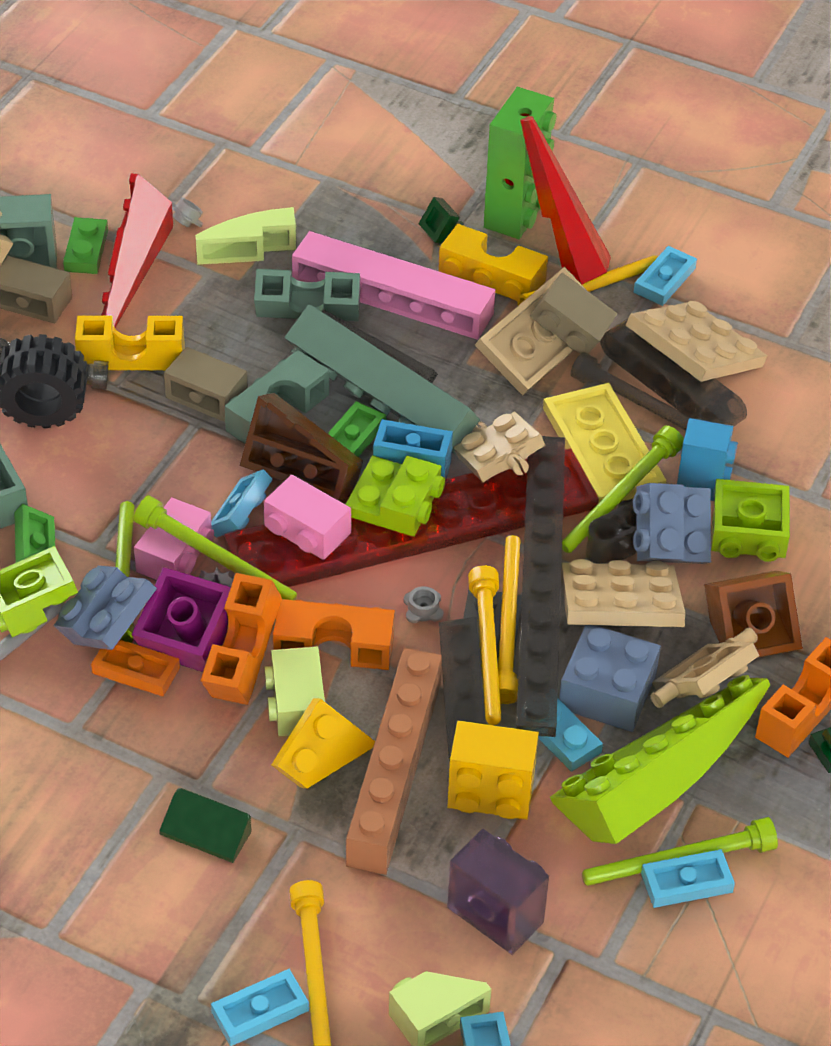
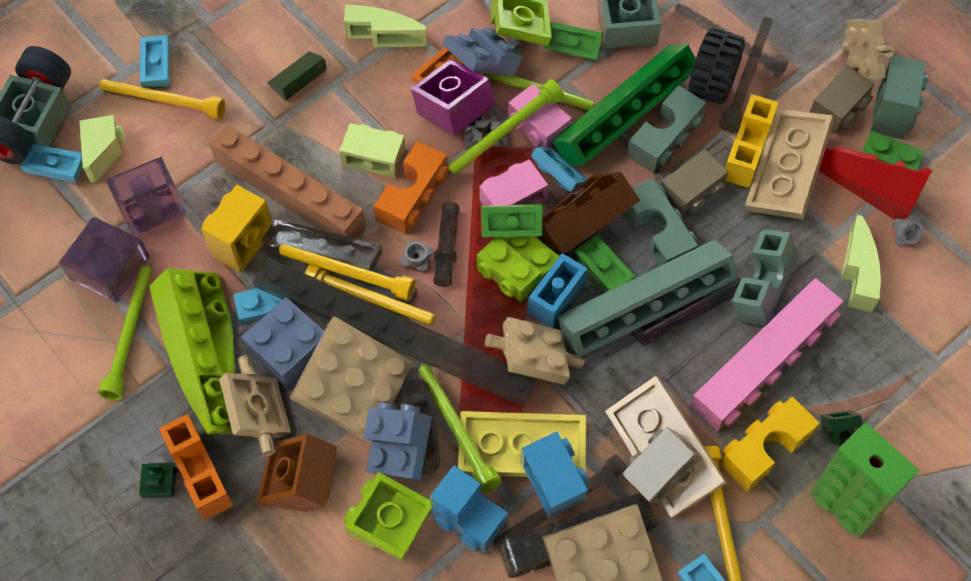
camera: 115 degrees right, 15 degrees up
(92, 751) = (383, 27): none -> yellowish green slope
(113, 413) = (655, 146): none -> sand green arch
(119, 459) = (625, 105): none -> green brick
(136, 295) = (789, 164): none -> tan plate
(251, 617) = (432, 126): orange arch -> none
(320, 745) = (318, 146): yellow wing -> none
(359, 489) = (511, 220): none -> bright green plate
(401, 578) = (445, 254): none -> clear smoke pin
(576, 238) = (765, 508): red wedge -> none
(604, 913) = (104, 259): none -> clear purple brick
(639, 378) = (554, 474): none -> dark azure brick
(687, 878) = (105, 325): medium azure plate -> none

